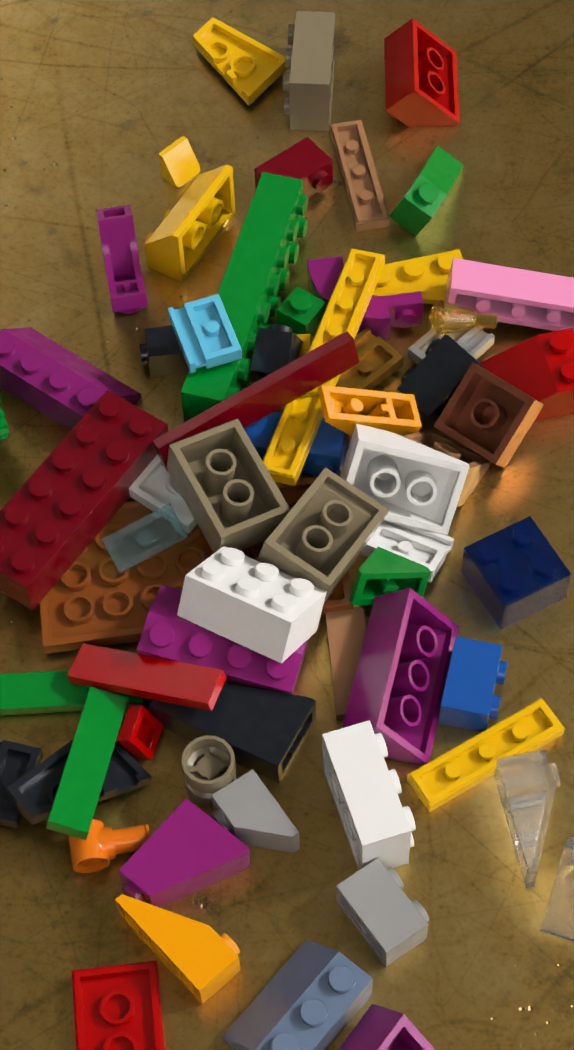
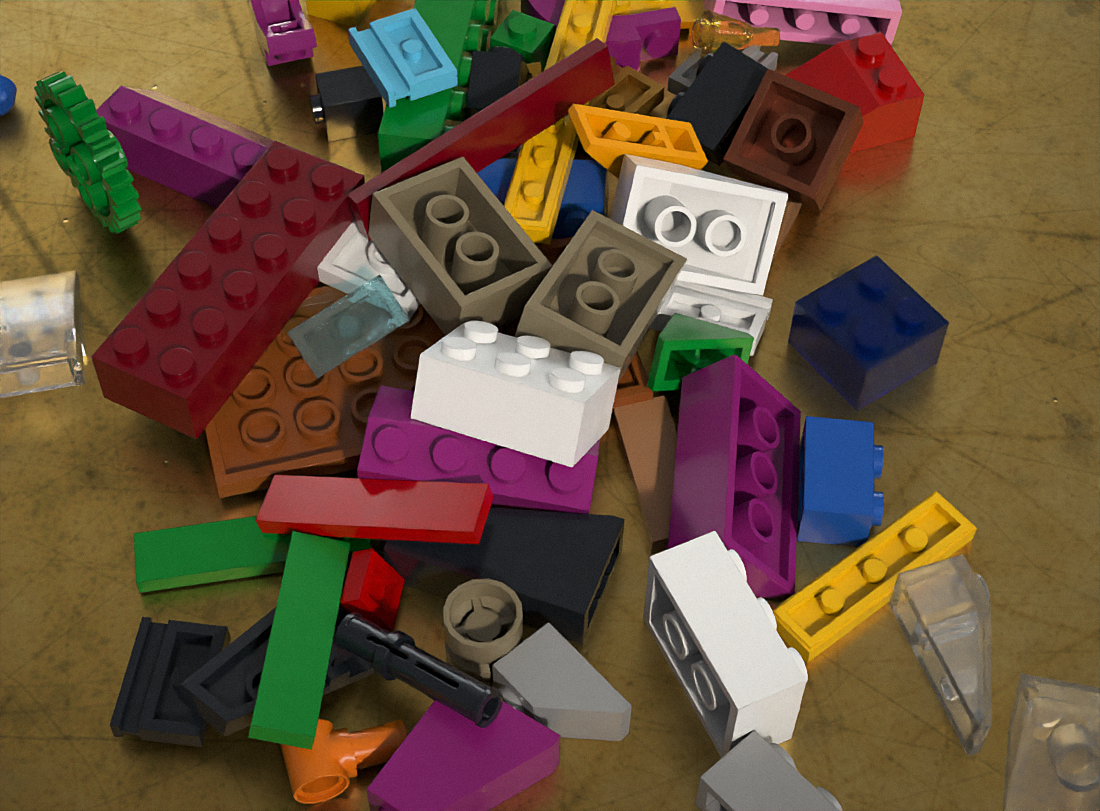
camera: 10 degrees left, 5 degrees down
(131, 769) = (398, 658): none -> black pin

